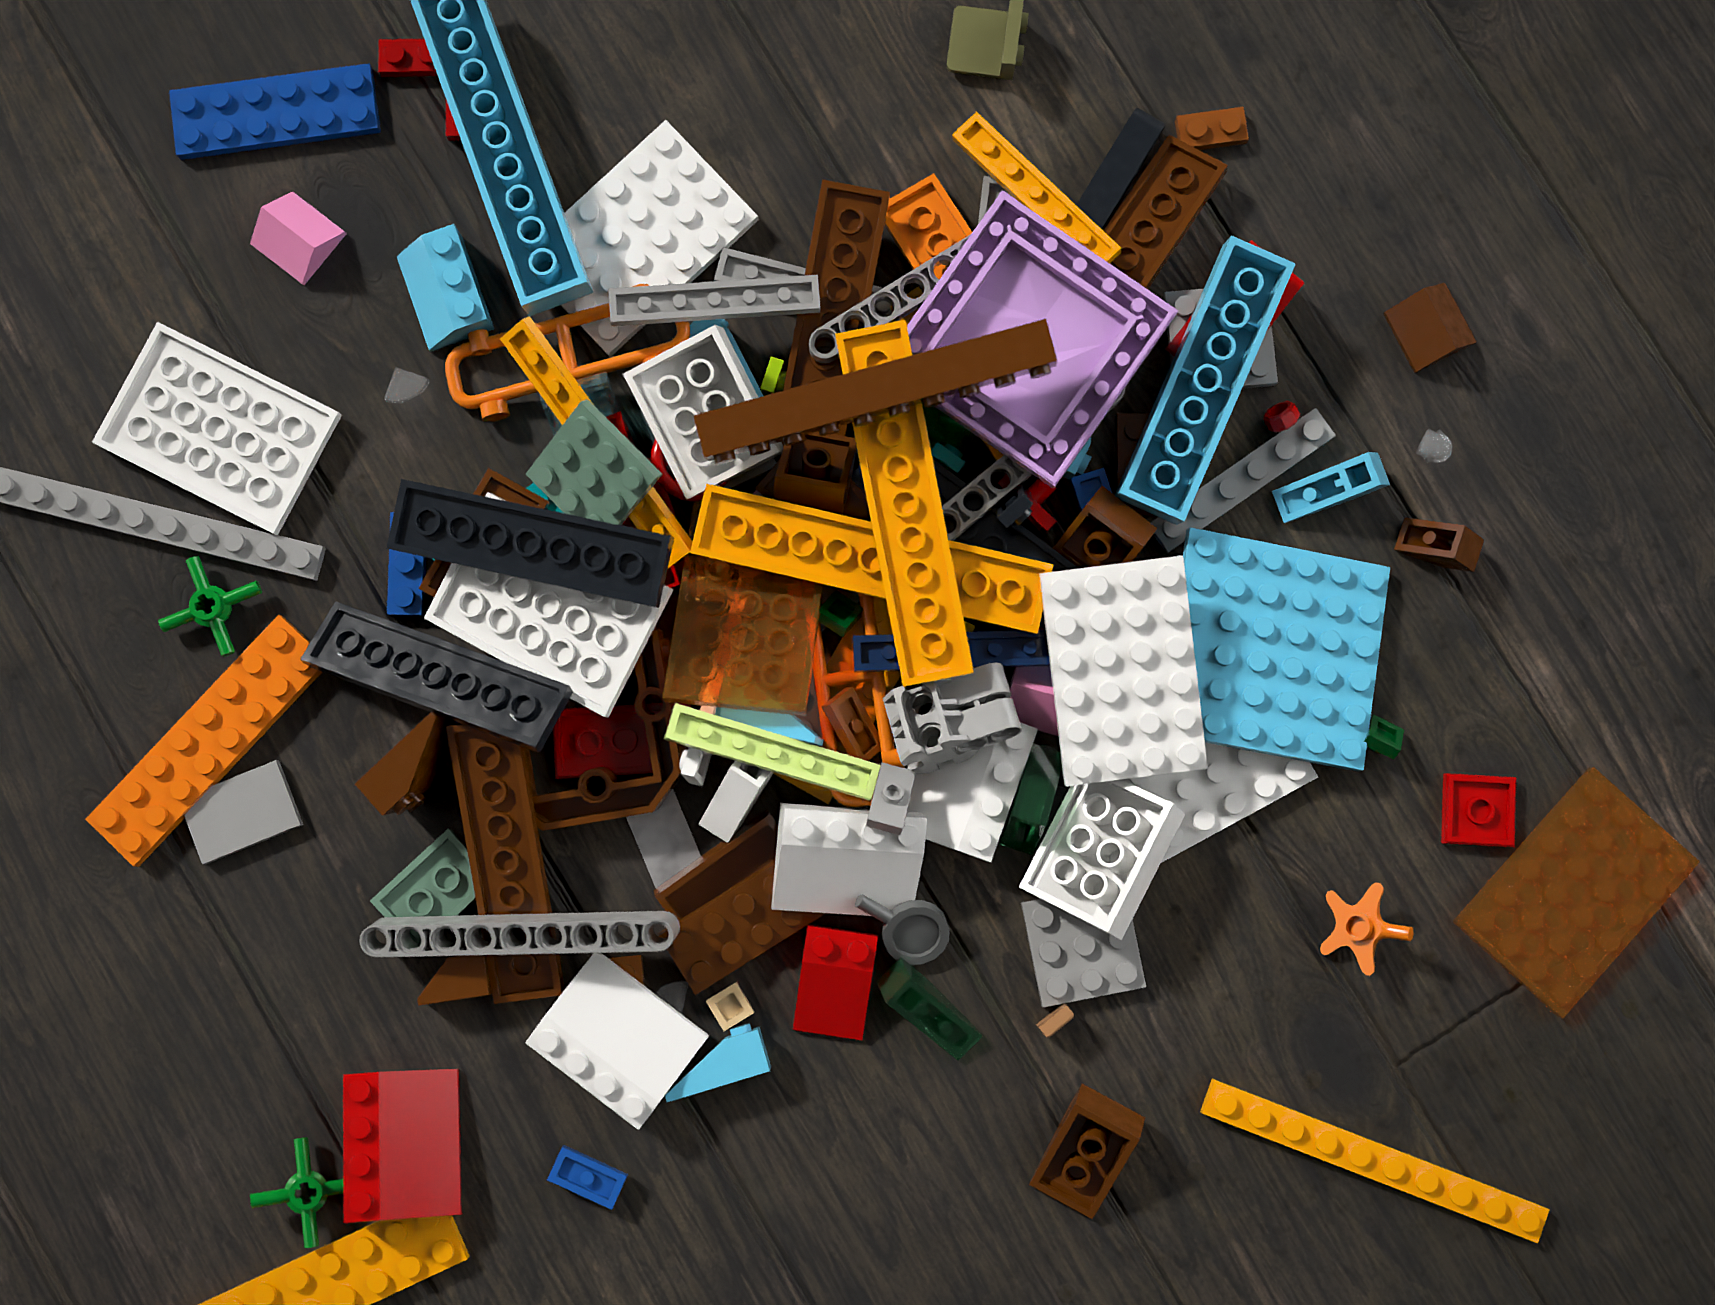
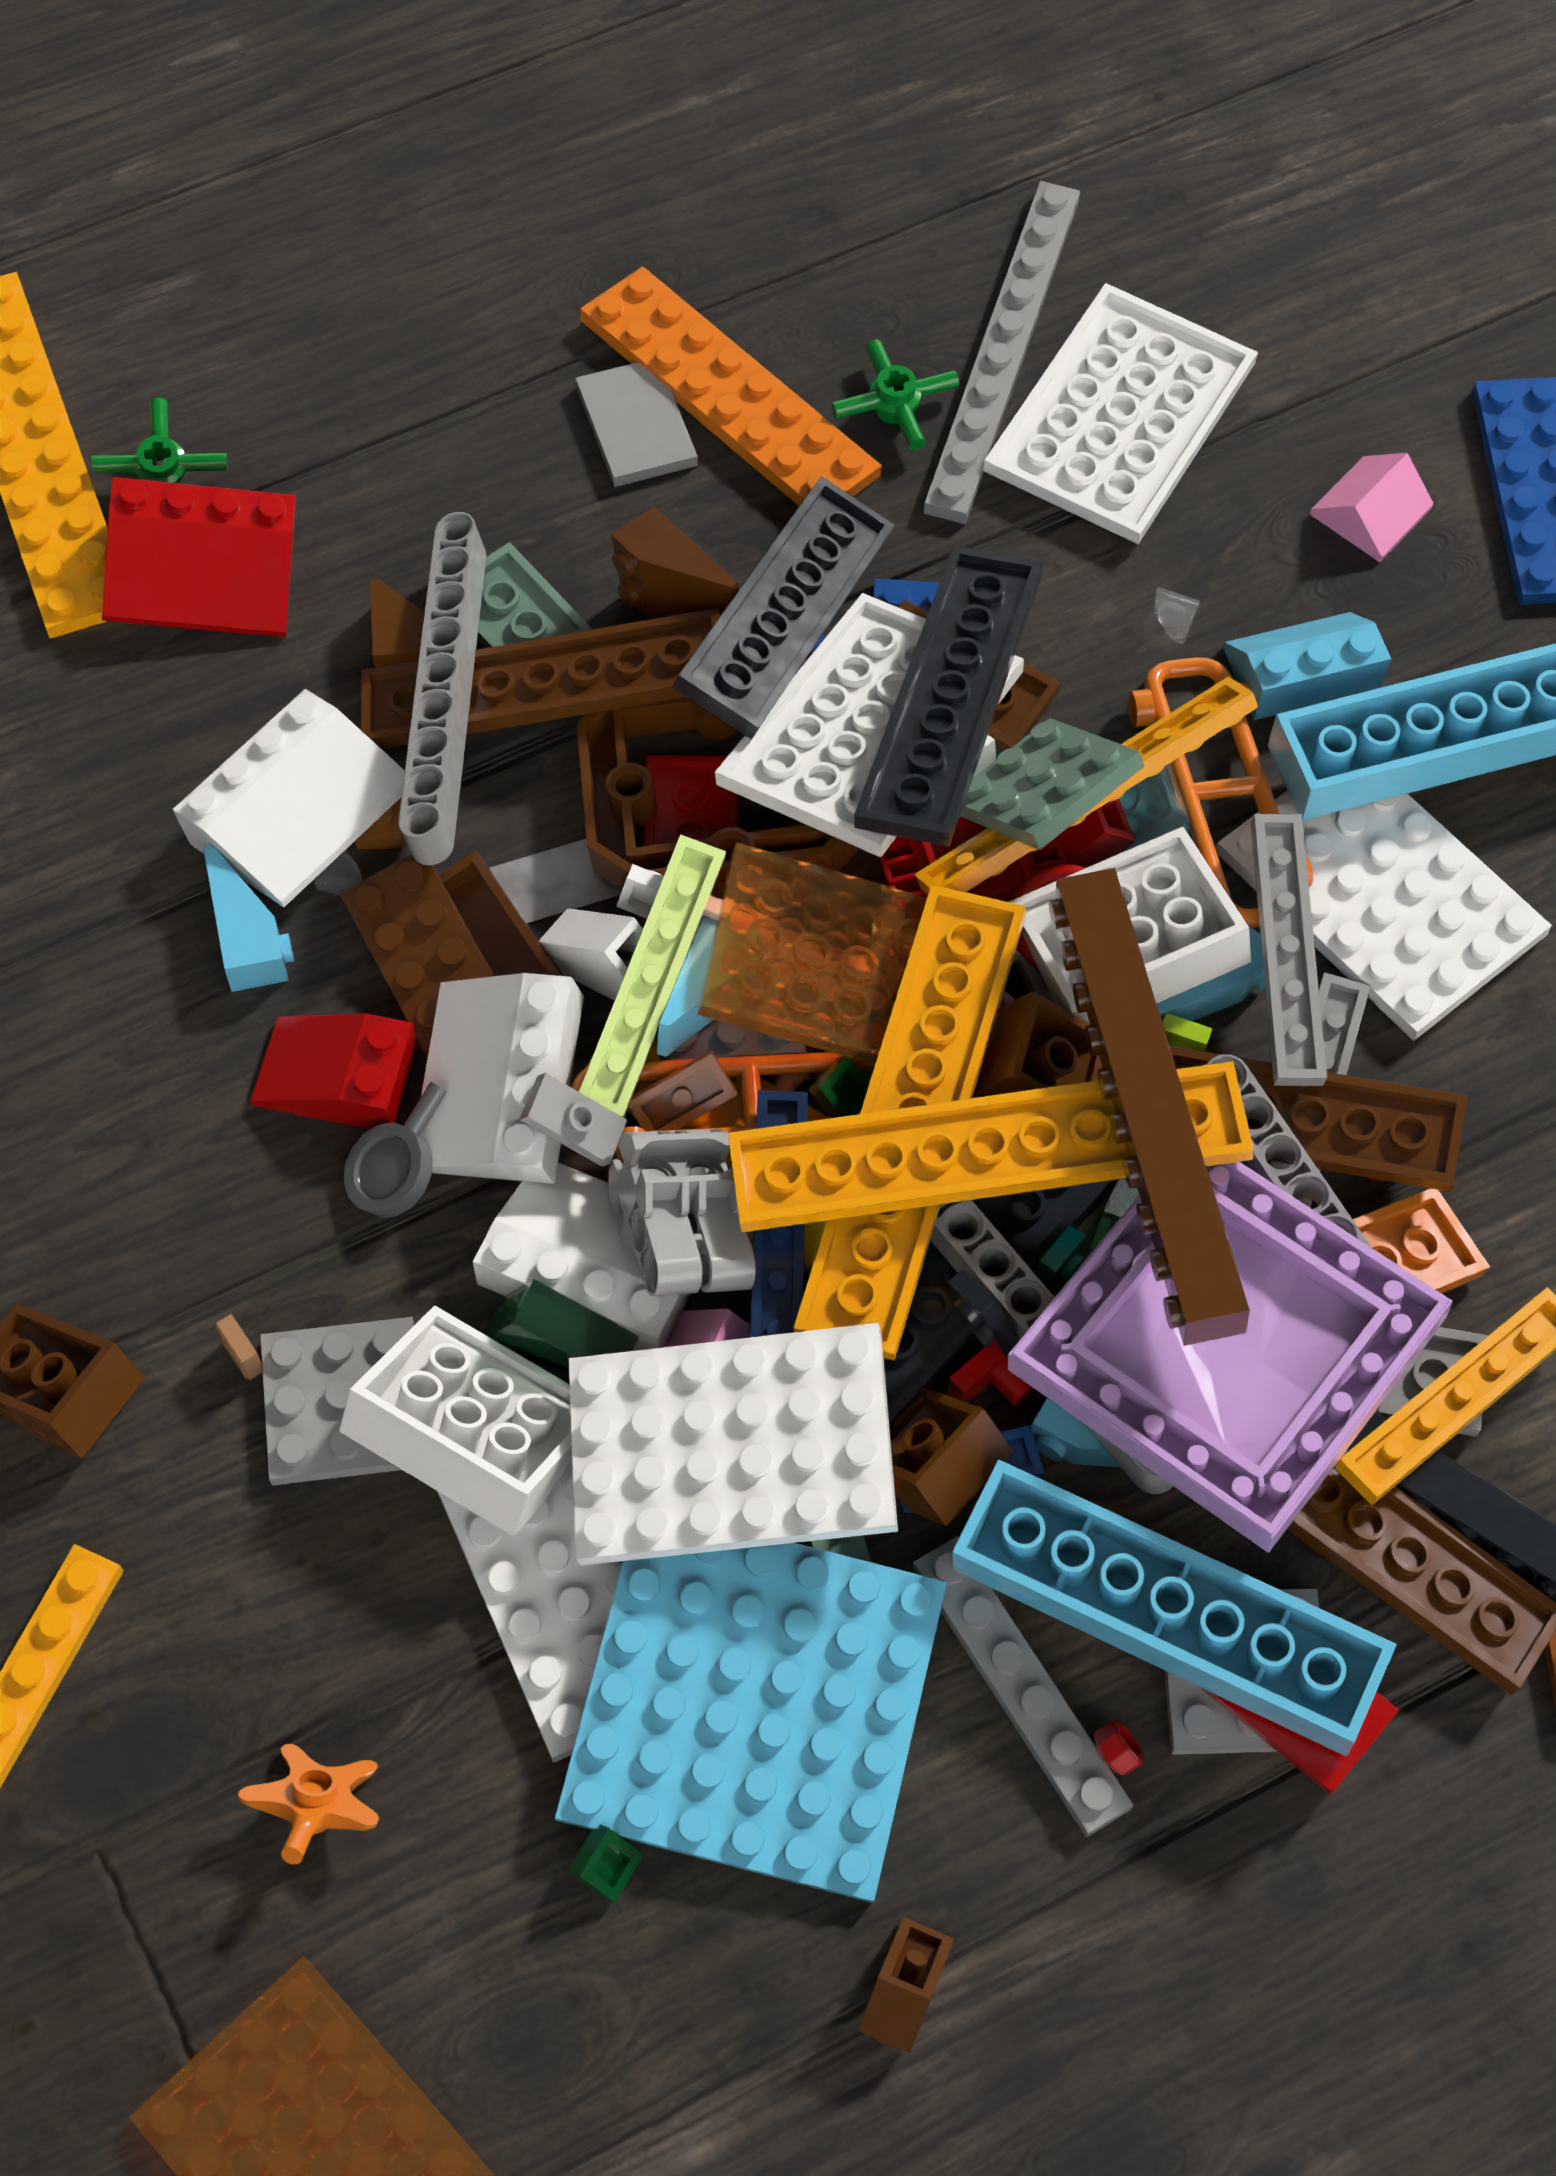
camera: 90 degrees right, 20 degrees down
(587, 1177) = (123, 764): blue plate -> none
(730, 1006) = (319, 939): tan plate -> none
(927, 1009) = (280, 1179): clear green slope -> none
(1331, 487) = (1006, 1820): medium azure slope -> none
(1429, 326) = (1268, 2010): reddish brown slope -> none
(1435, 447) = (1067, 1989): clear plate -> none
(1478, 810) = (476, 2015): red tile -> none

